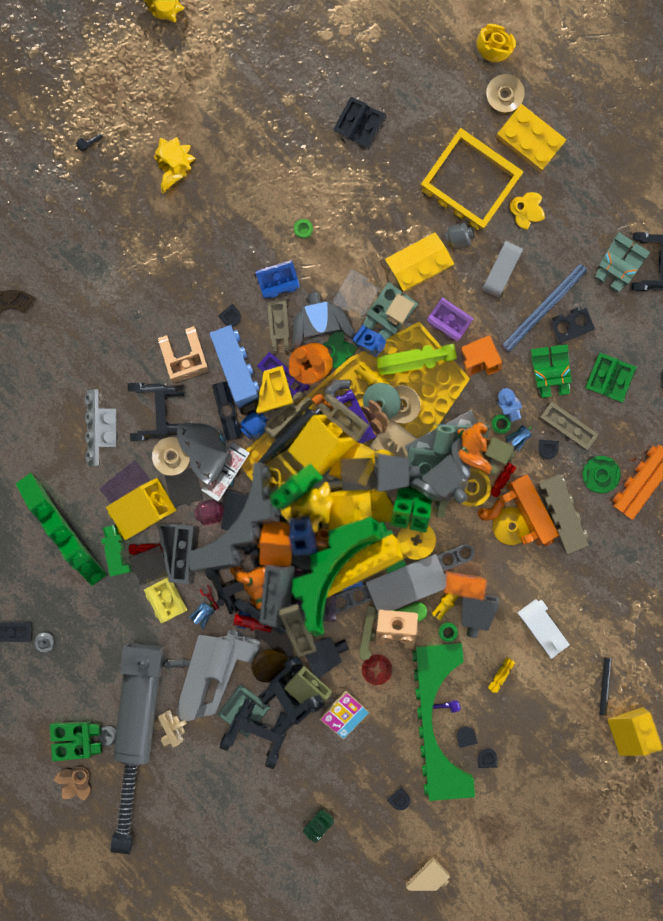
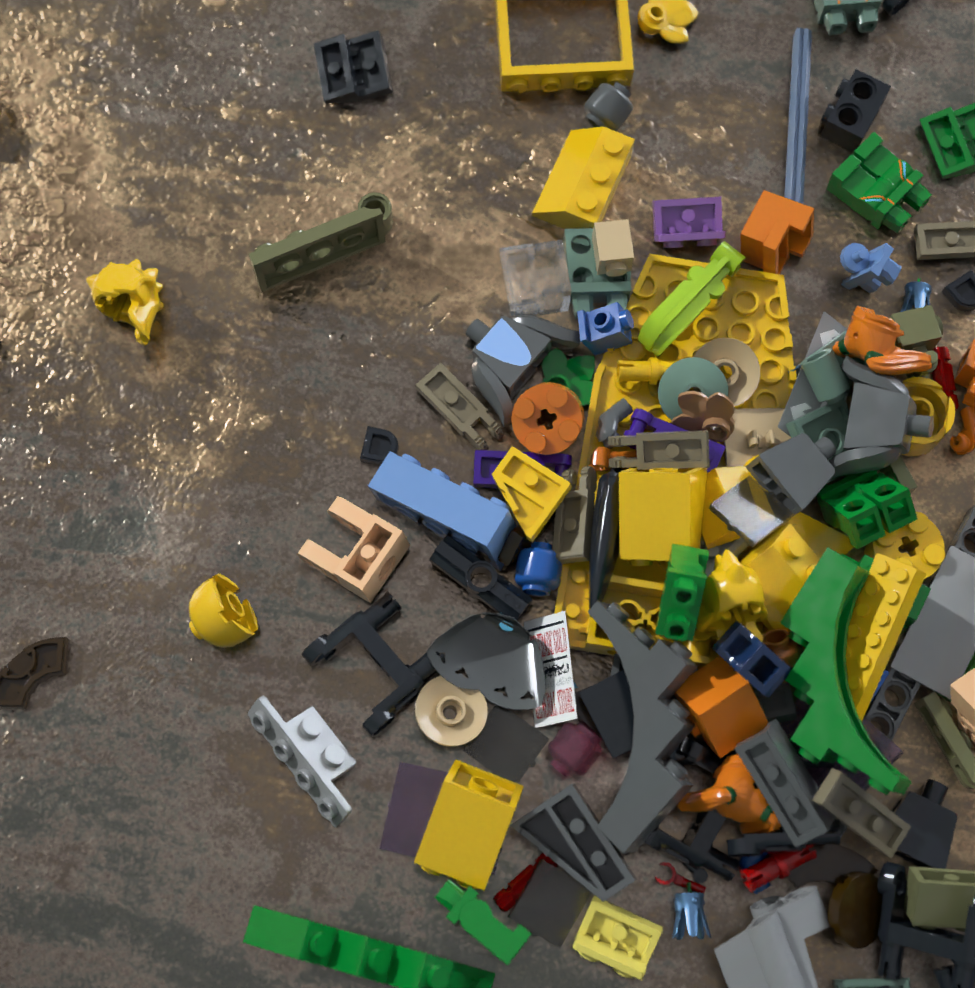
camera: 45 degrees left, 15 degrees down
(106, 340) = (219, 615): none -> yellow cylinder
(264, 202) = (324, 244): none -> olive hinge
(277, 279) = (406, 344): blue bracket -> none
(303, 228) = (386, 255): bright green tile -> none
(502, 269) = (701, 109): light grey beam -> none
(507, 424) = (880, 297): green brick -> none

